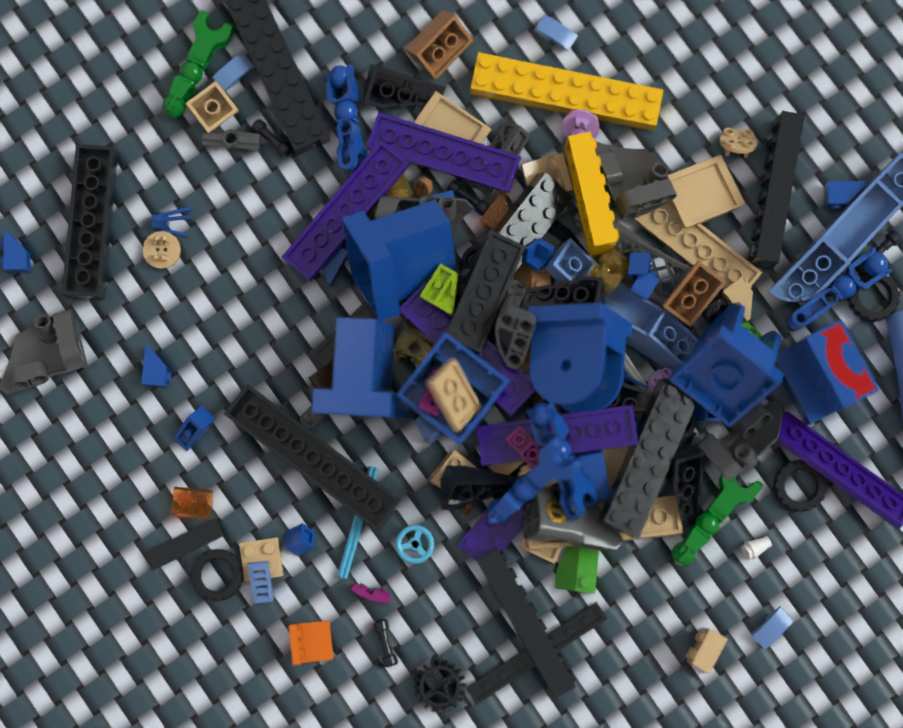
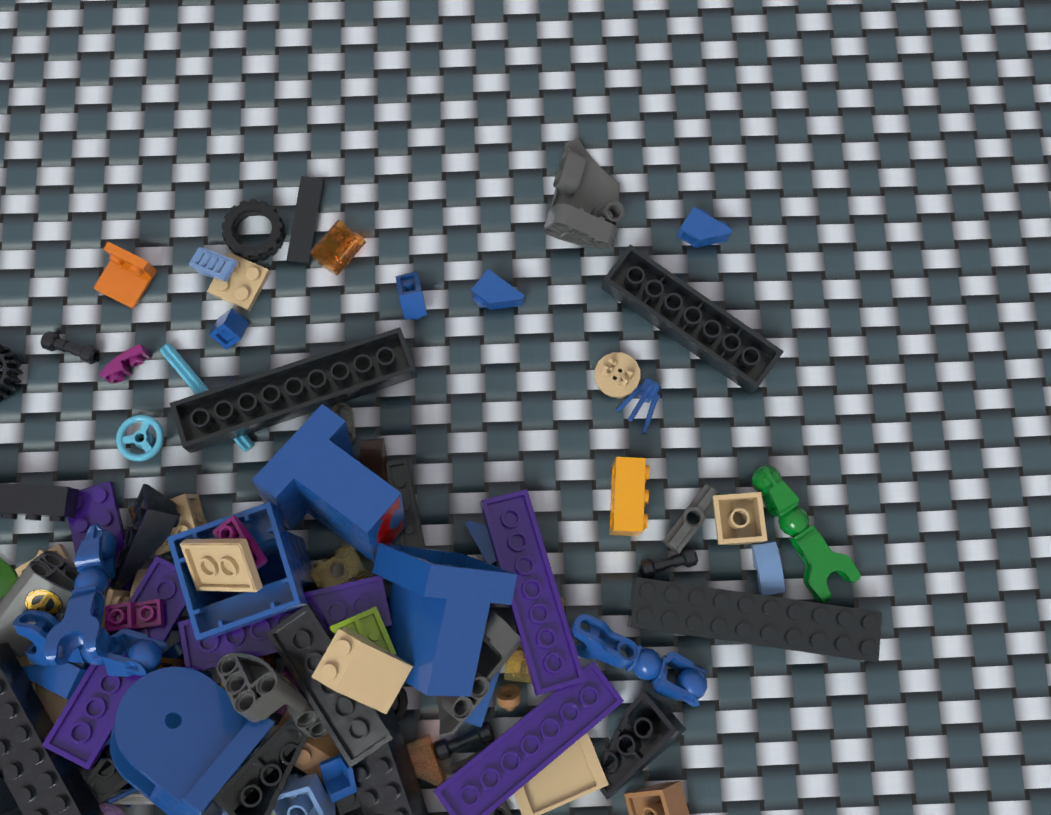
camera: 125 degrees right, 5 degrees down
(244, 188) = (629, 496): none -> light orange brick
(461, 272) = (362, 670): none -> tan slope

